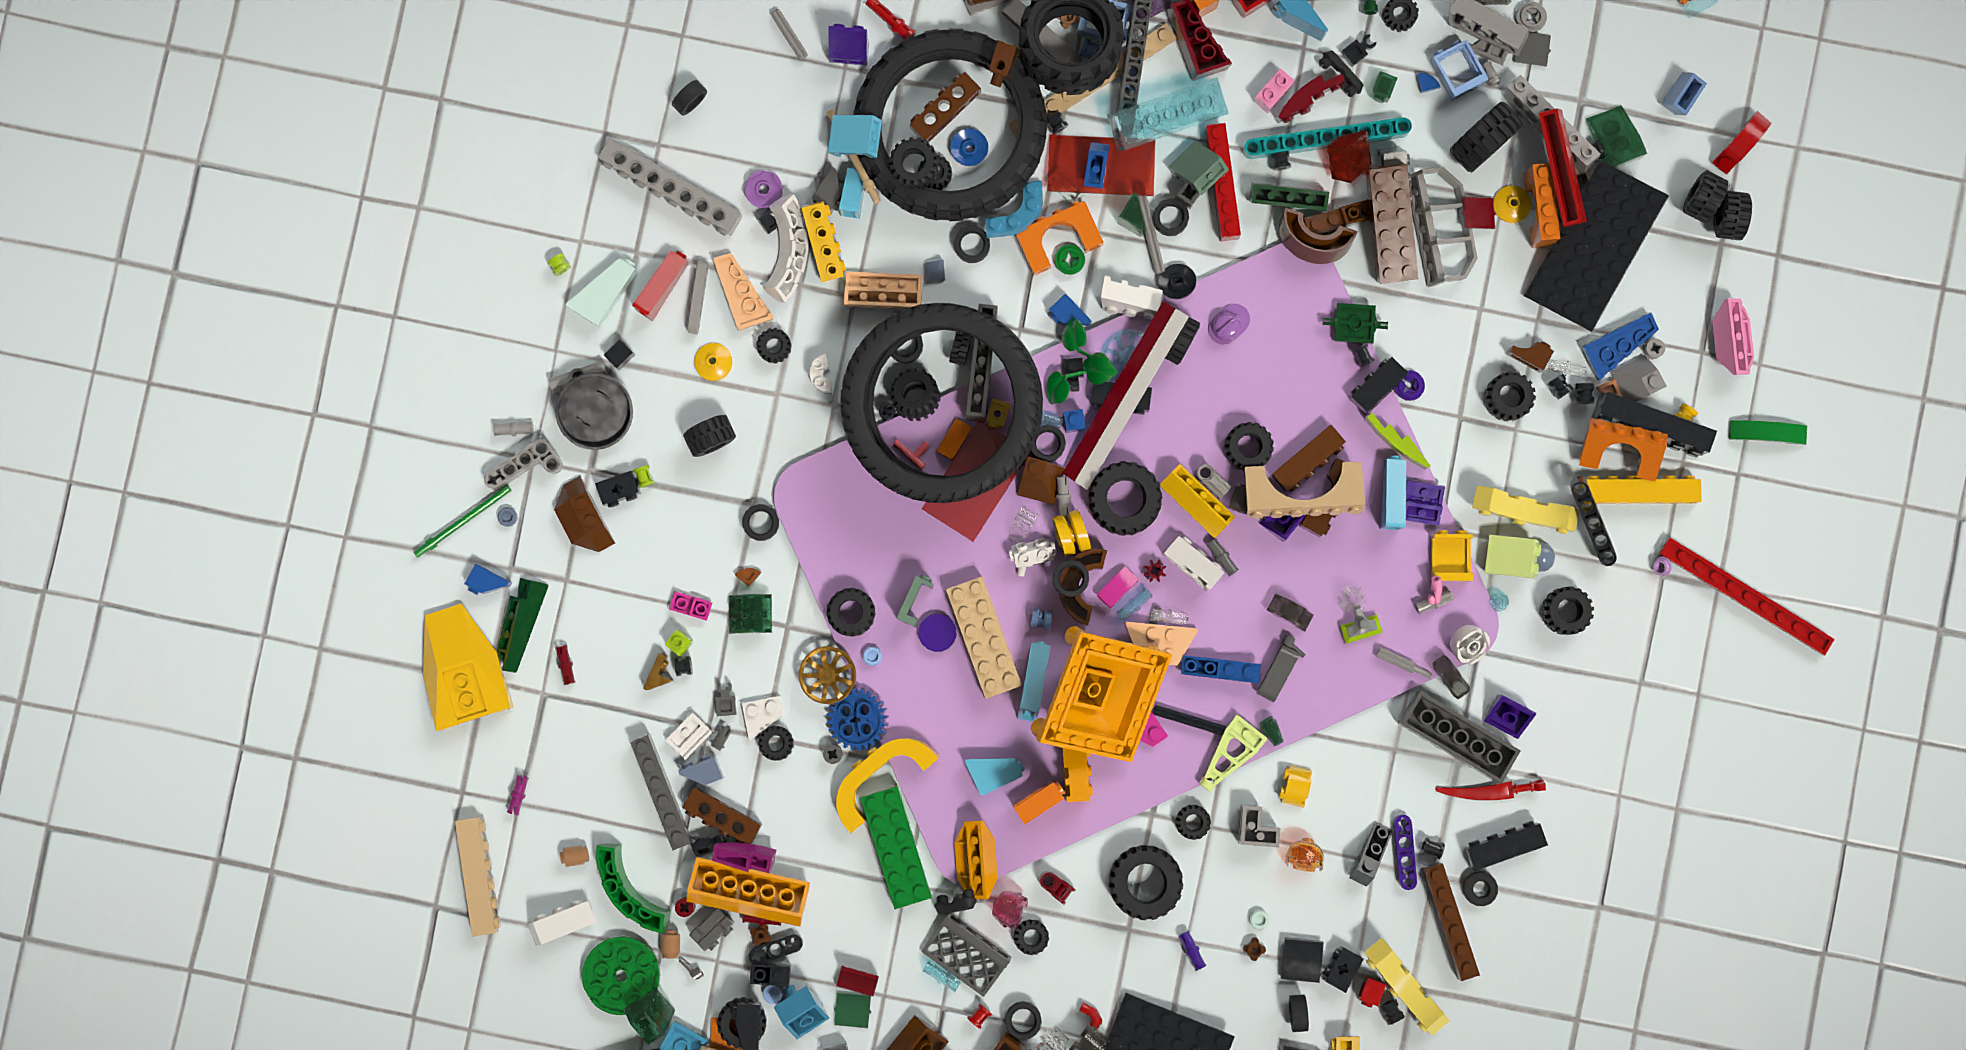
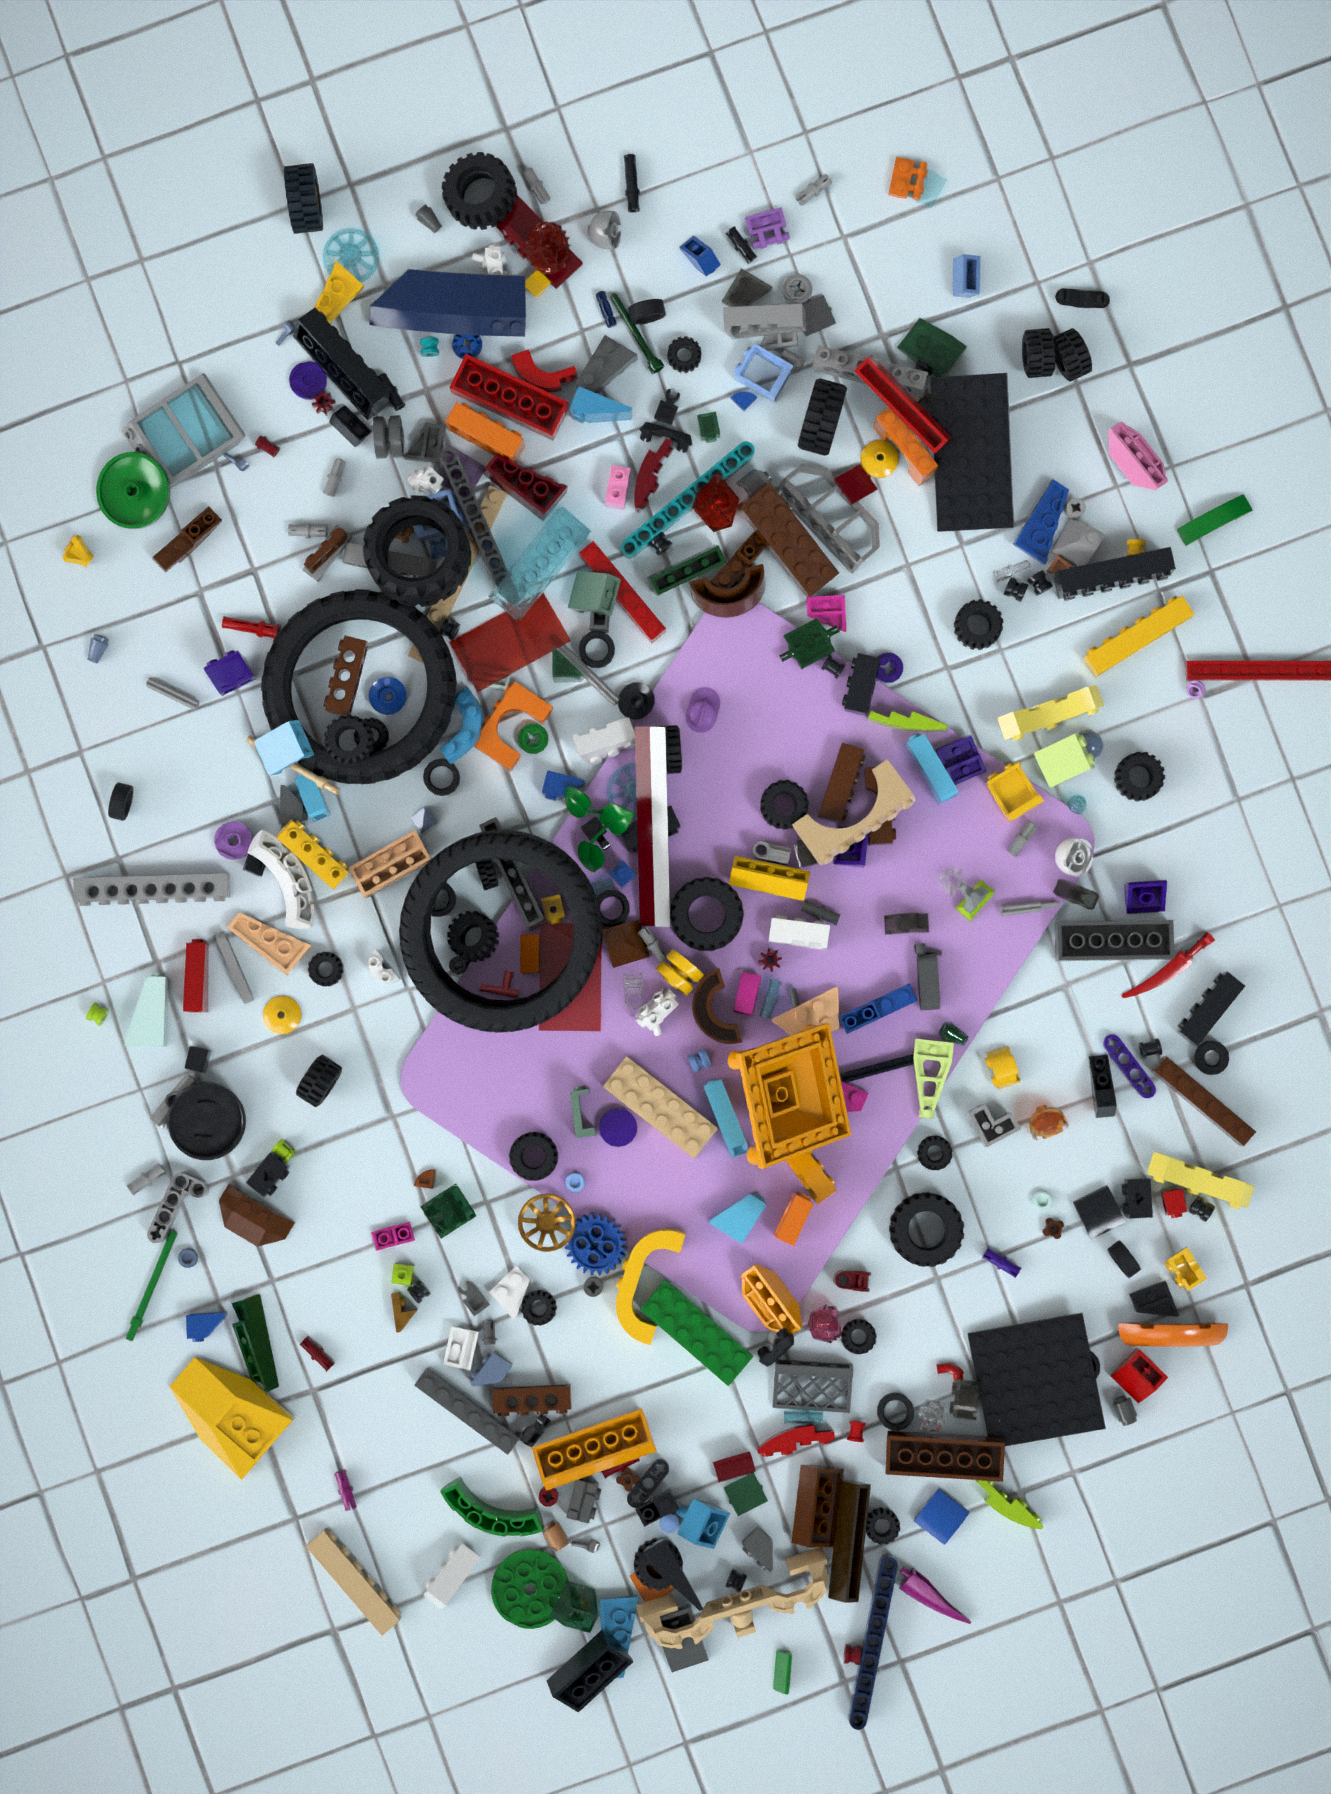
camera: 30 degrees left, 0 degrees up
(574, 856) = (426, 1511): medium nougat brick -> none
(744, 856) = (572, 1421): magenta slope -> none
(762, 508) = (394, 1131): black tyre -> none
(916, 986) = (786, 1440): none -> red slope
(1005, 54) = (371, 598): reddish brown torso -> none
(1085, 578) = (717, 1013): black tyre -> none
(1096, 165) = (506, 644): blue slope -> none
(1168, 616) = (806, 991): clear axle -> none
(1389, 305) = (828, 610): none -> dark pink wing
(1437, 591) = (1019, 828): bright pink arm -> none
(1533, 357) = (979, 578): reddish brown arch -> none
(1593, 529) = (1120, 693): black beam -> none
(1602, 434) = (1078, 607): orange arch -> none
(1742, 143) = (1041, 287): red arch -> none
(1771, 174) = (1082, 298): none -> black piece

